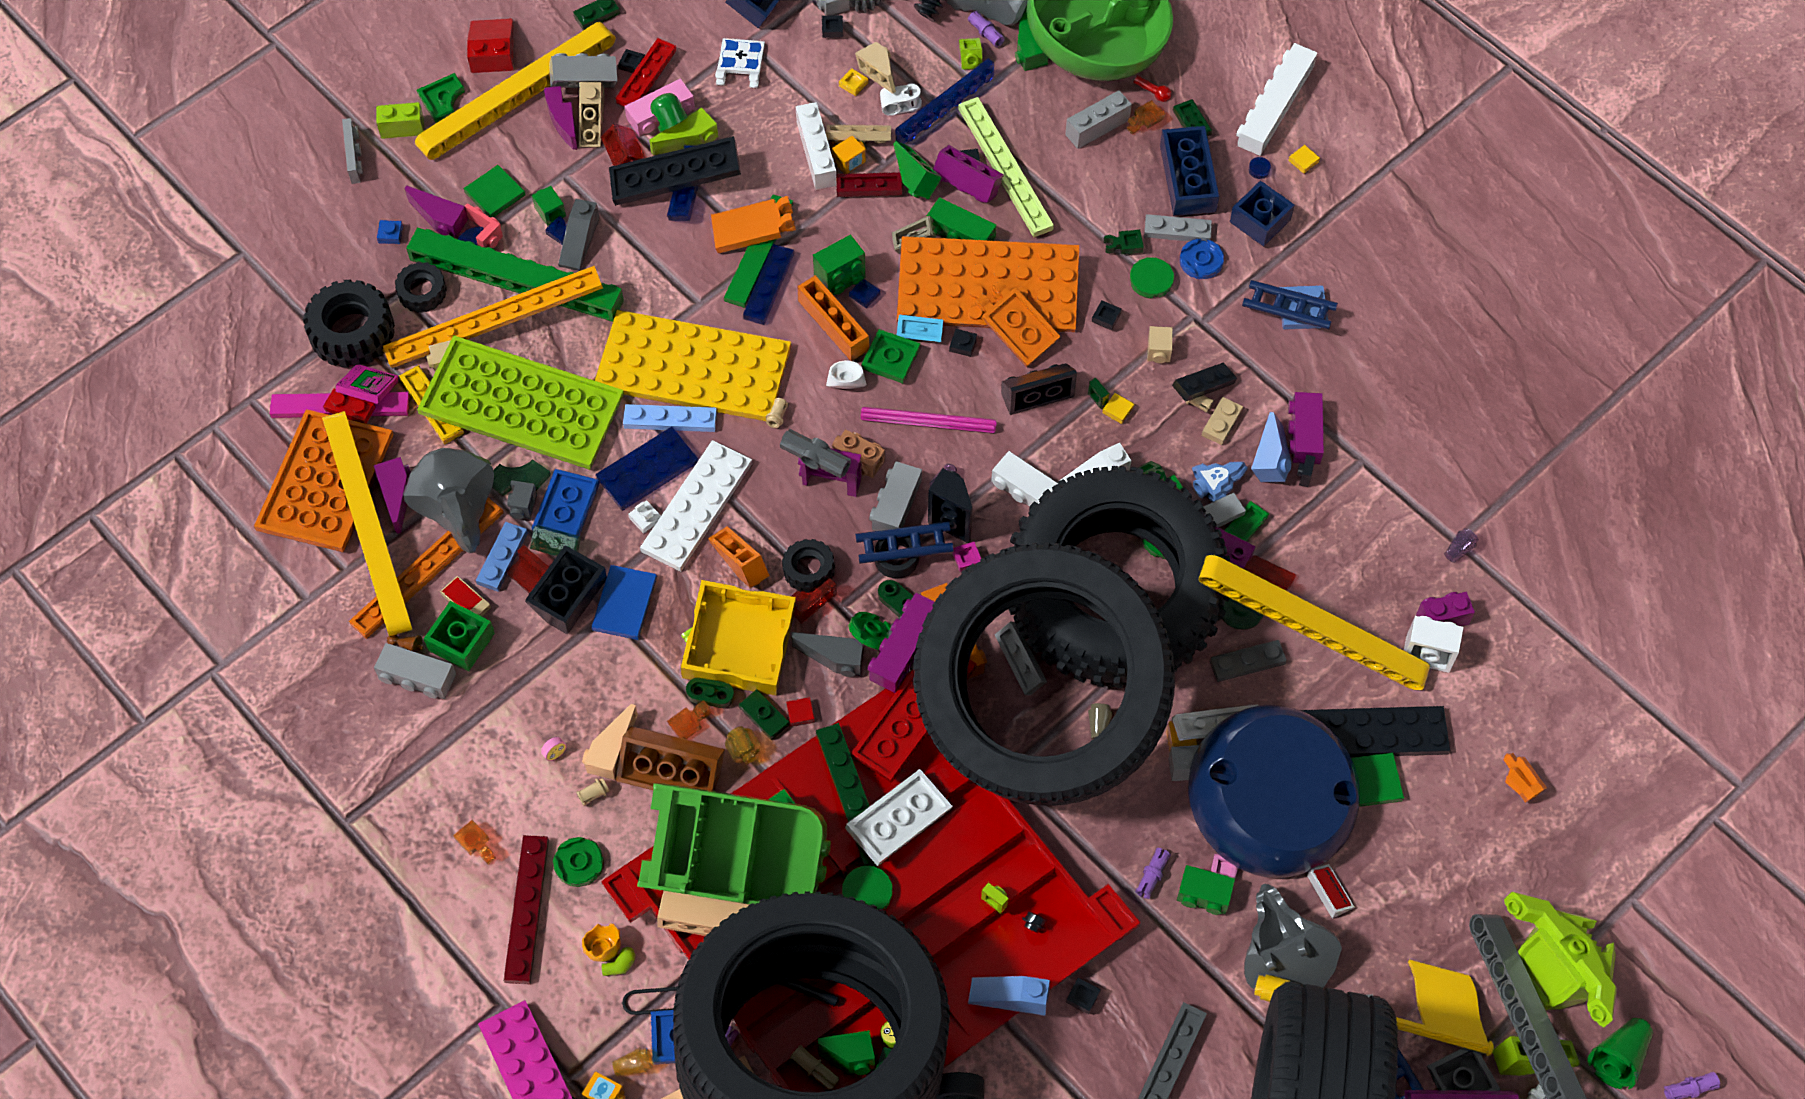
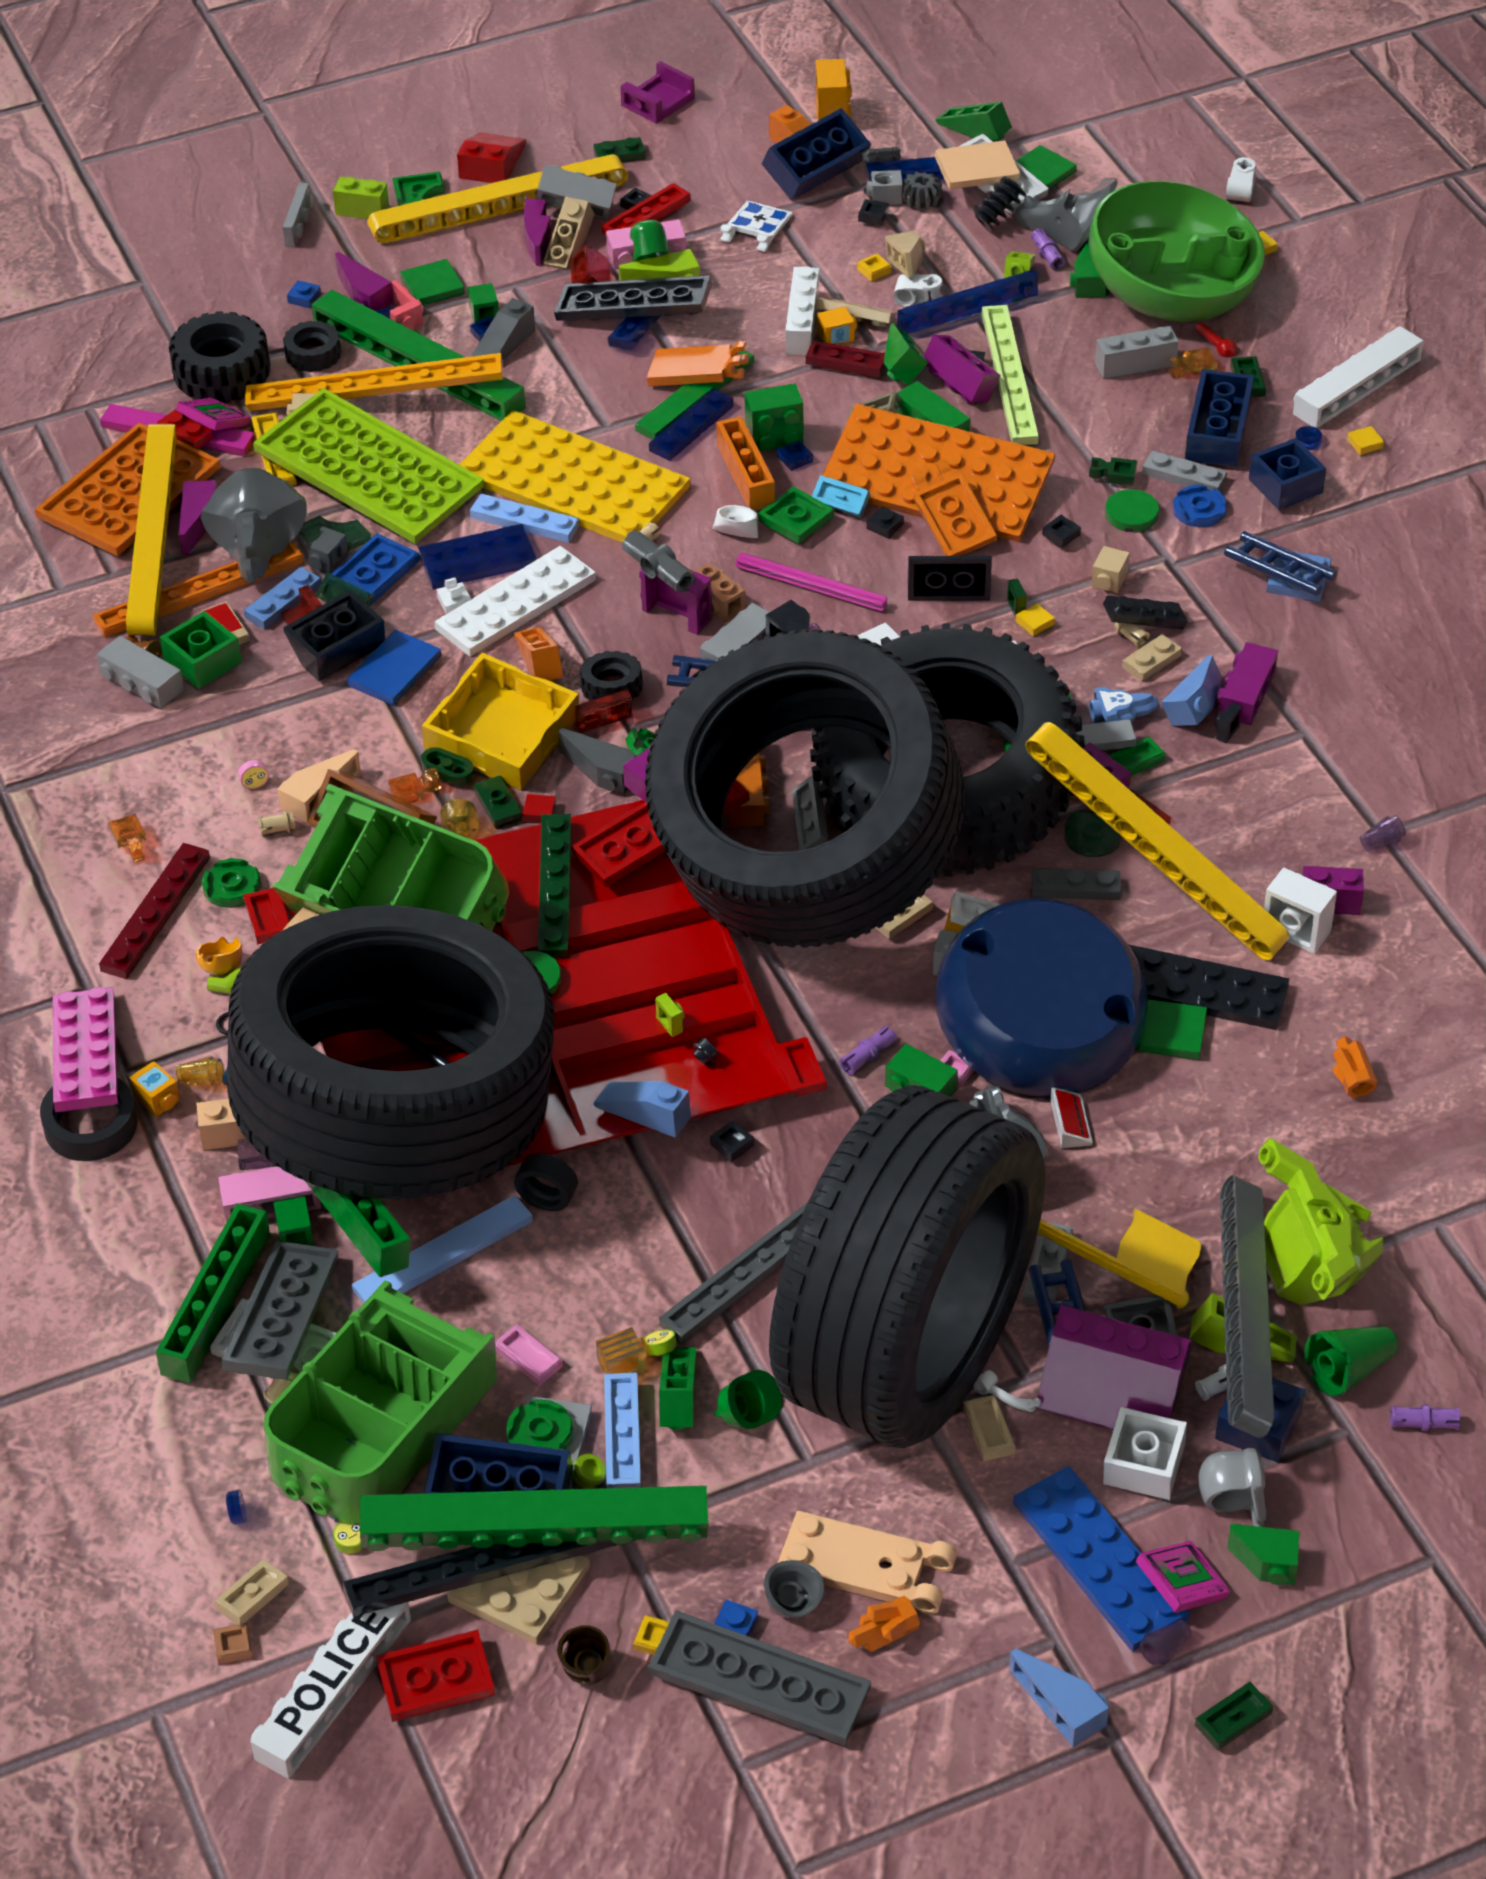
camera: 20 degrees right, 15 degrees down
(898, 817) = (595, 912): white plate -> none

